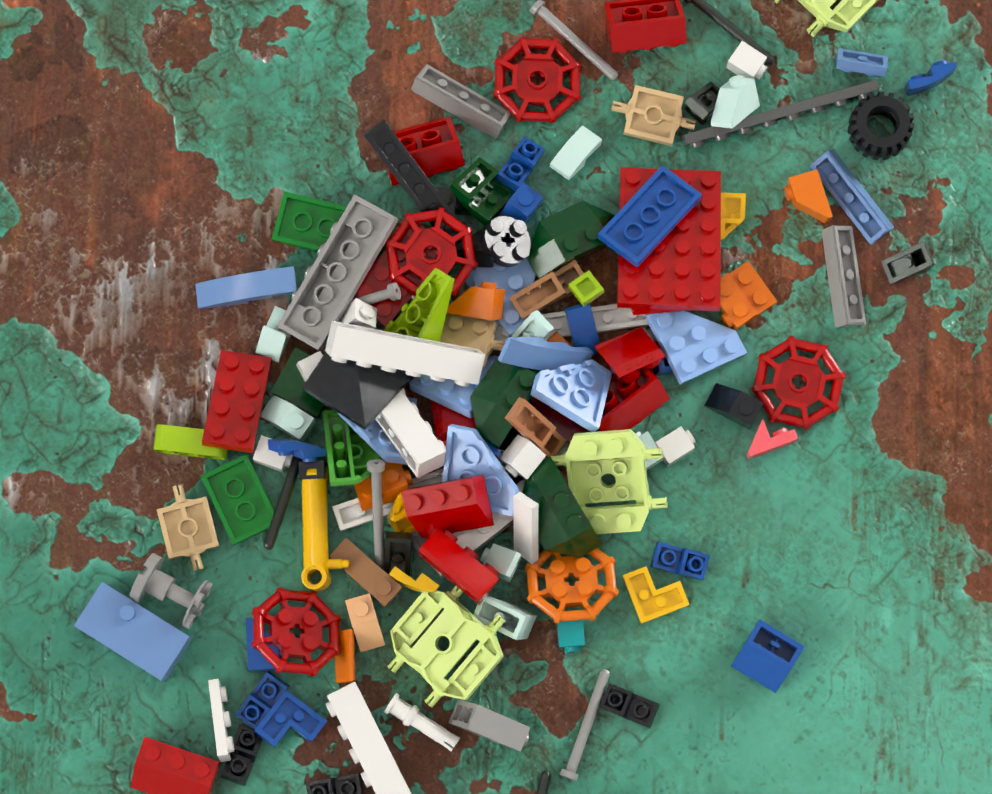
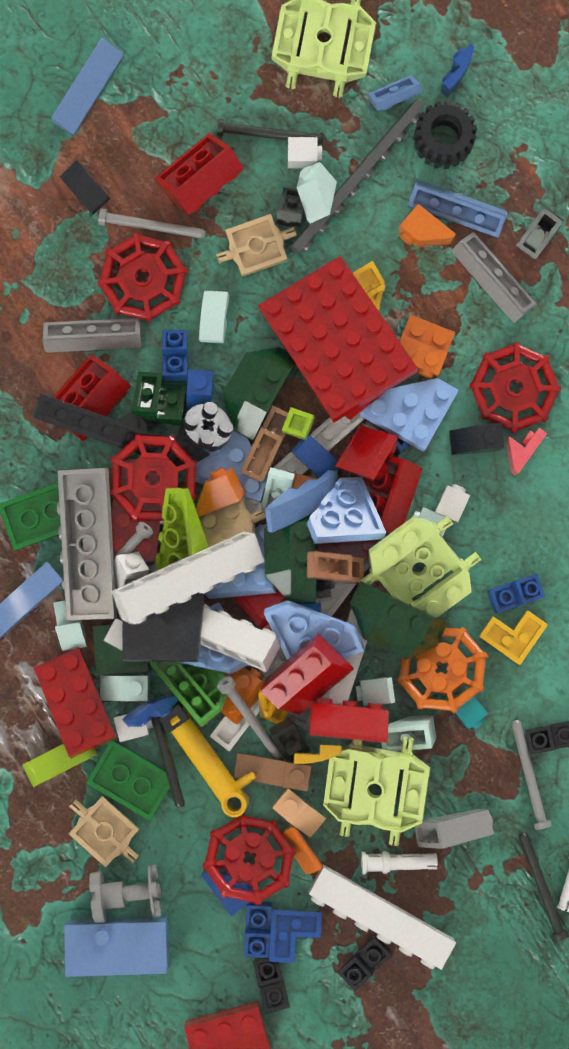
camera: 35 degrees left, 5 degrees up
(221, 720) = (236, 970): white plate -> none
(521, 457) = (339, 598): white brick -> none
(525, 527) = (380, 652): white tile -> none
(649, 216) = (310, 330): blue plate -> none

